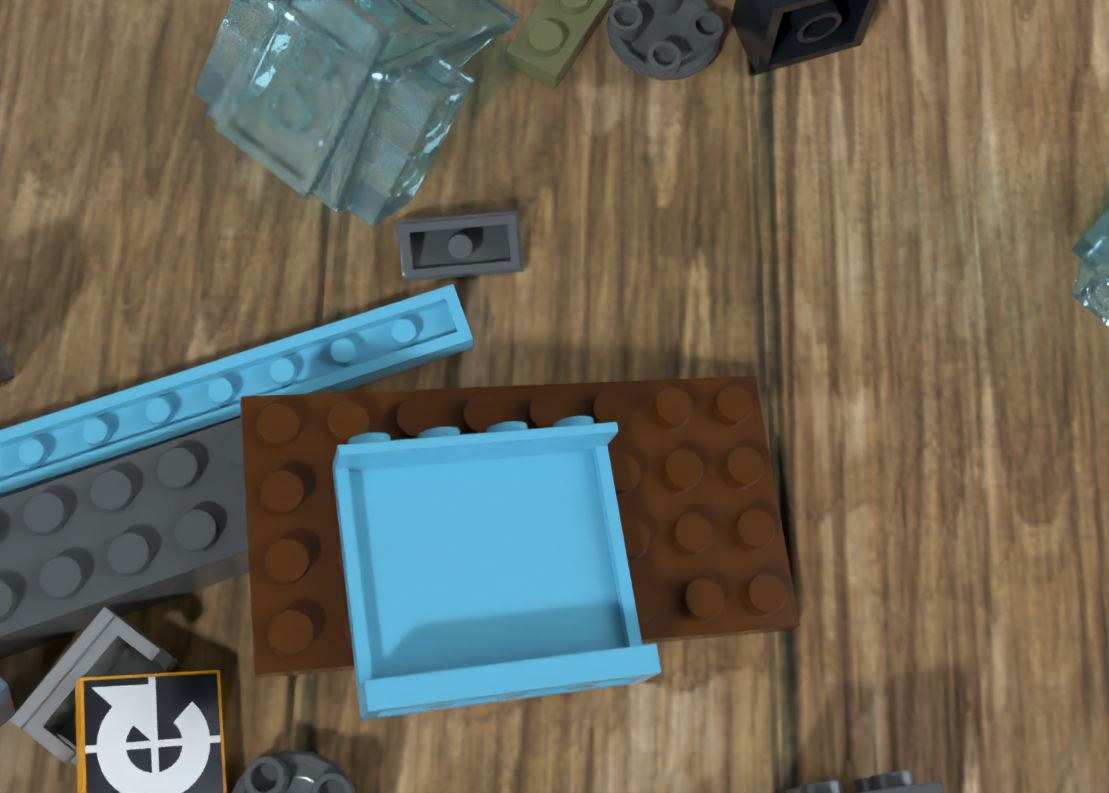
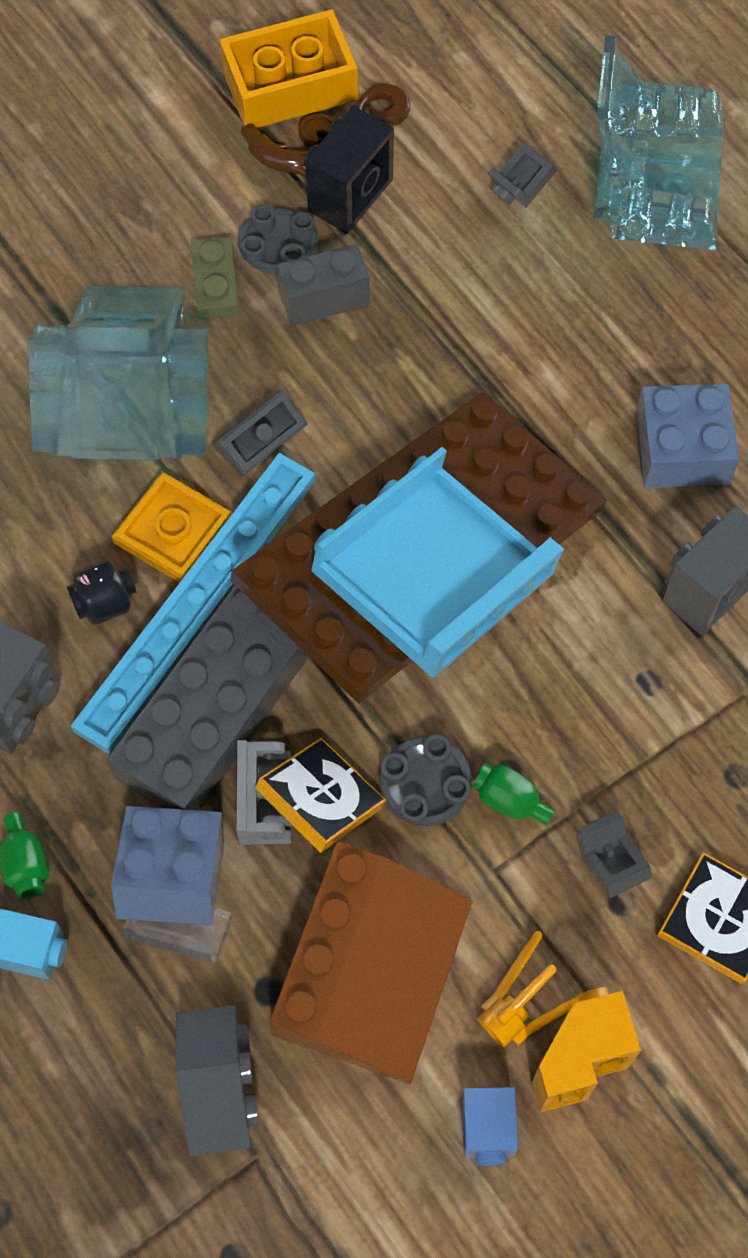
camera: 35 degrees left, 5 degrees down
(124, 308) = (101, 591): none -> black head
(271, 284) = (171, 526): none -> light orange tile
(668, 115) = (324, 284): none -> dark grey brick
(968, 618) = (686, 435): none -> sand blue brick
(1016, 141) = (522, 176): none -> dark grey bracket

